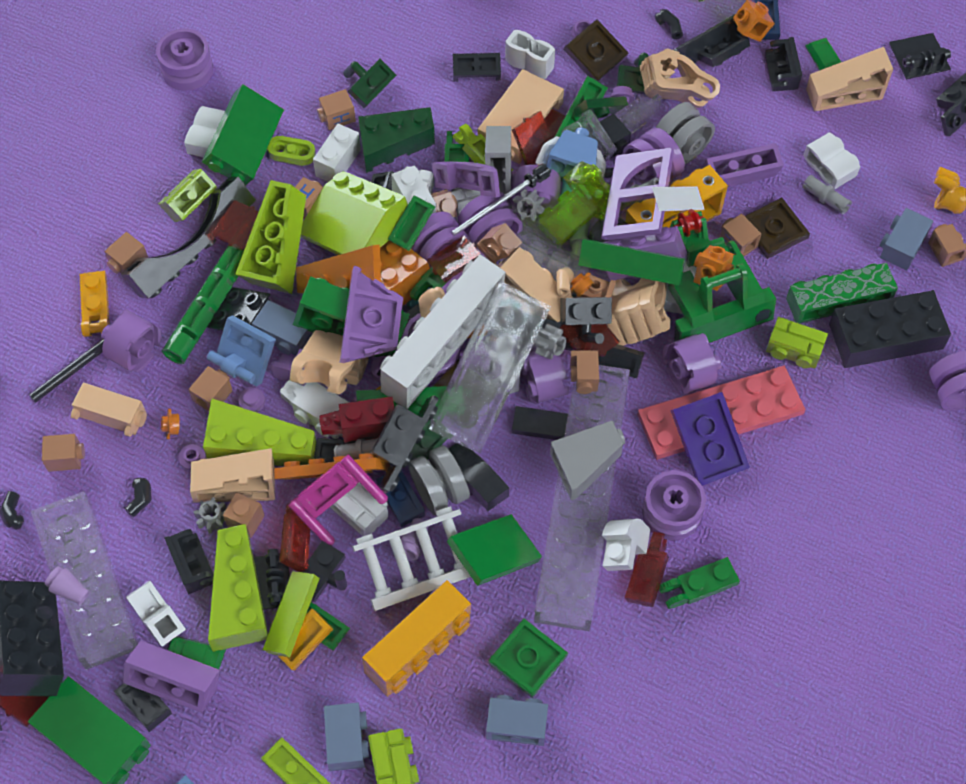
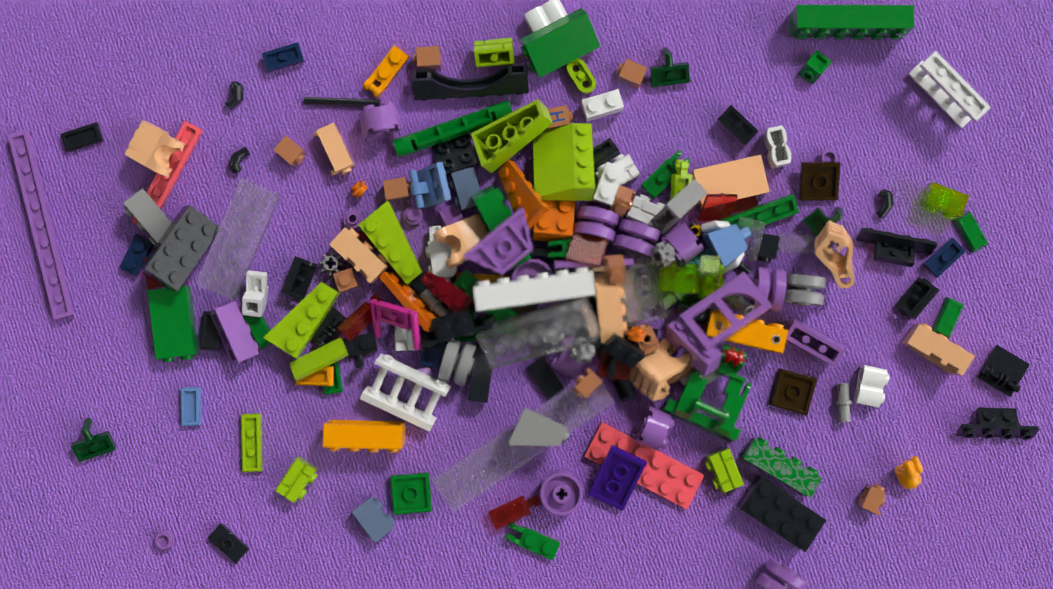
camera: 50 degrees right, 25 degrees up
(66, 585) = (220, 240): lavender cone -> none
(142, 496) = (309, 216): black arm -> none
(236, 225) = (500, 103): clear red piece -> none
(344, 736) = (288, 444): sand blue brick -> none
(395, 134) = (645, 124): dark green wedge -> none
(411, 223) = (585, 205): green tile -> none
(428, 298) = (545, 263): light nougat arm -> none
(466, 176) = (647, 188): medium lavender slope -> none
(494, 549) = (448, 426): green tile -> none
(539, 174) = (687, 243): piece -> none
(564, 278) = (630, 322): light nougat arm -> none
(601, 107) = (777, 225): dark green plate -> none
(623, 91) = (800, 226): medium lavender plate -> none
(624, 541) = (514, 486): white brick -> none
(631, 262) = (677, 347): green tile -> none
(678, 198) = (741, 338): white sticker -> none
(712, 263) = (717, 394): orange brick -> none
(742, 233) = (766, 379): nougat brick -> none
(753, 20) = (927, 257): orange brick -> none
(906, 238) = (853, 472): sand blue brick -> none

